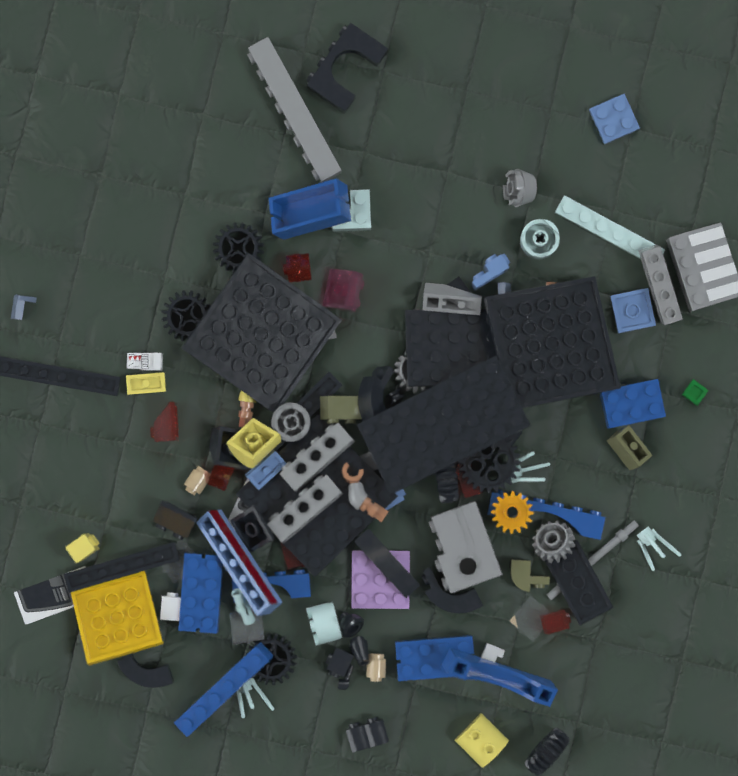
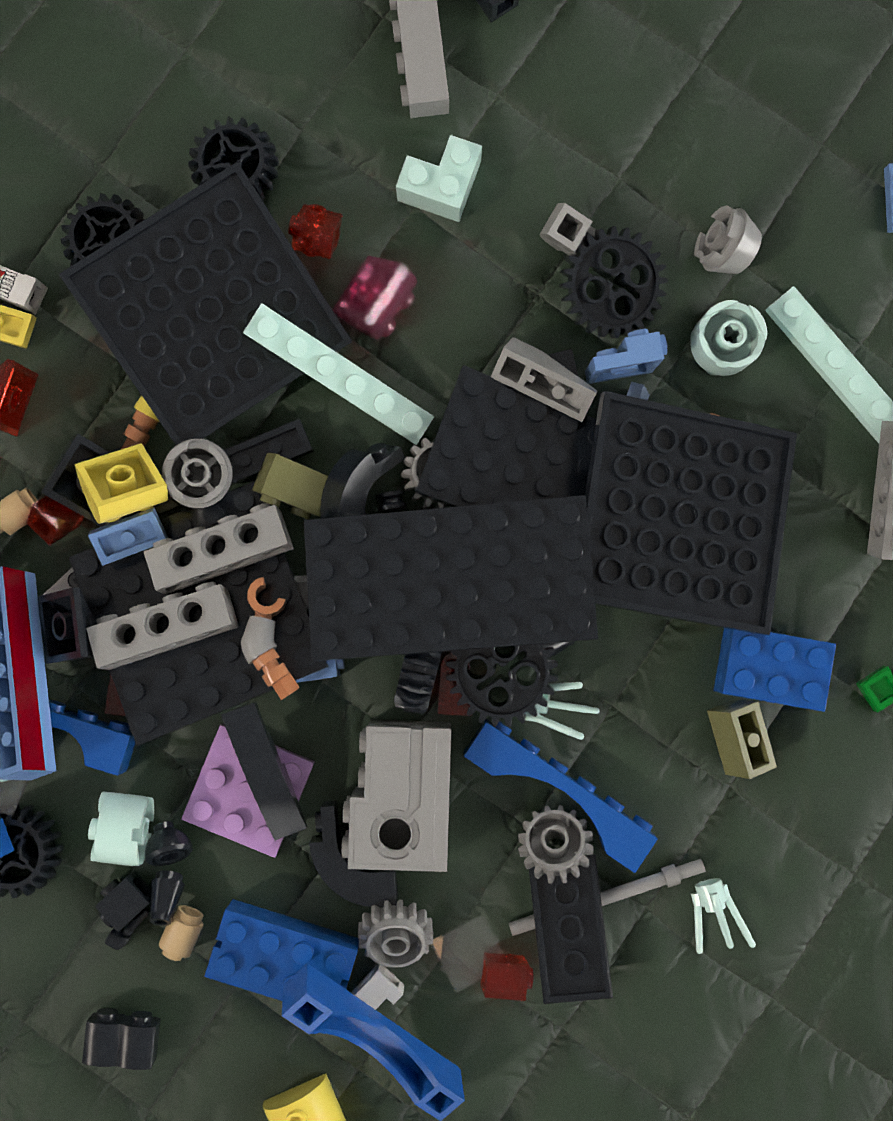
camera: 20 degrees right, 0 degrees up
(309, 209) = (371, 135): blue piece -> none
(342, 340) = (338, 374): none -> light aqua plate
(437, 216) = (566, 229): none -> light grey brick
(469, 216) = (625, 255): none -> black gear
(488, 621) = (395, 934): none -> light grey gear
(521, 576) = (480, 881): olive brick -> none
(522, 512) = (507, 789): light orange gear -> none
(632, 310) = (832, 515): medium blue plate -> none

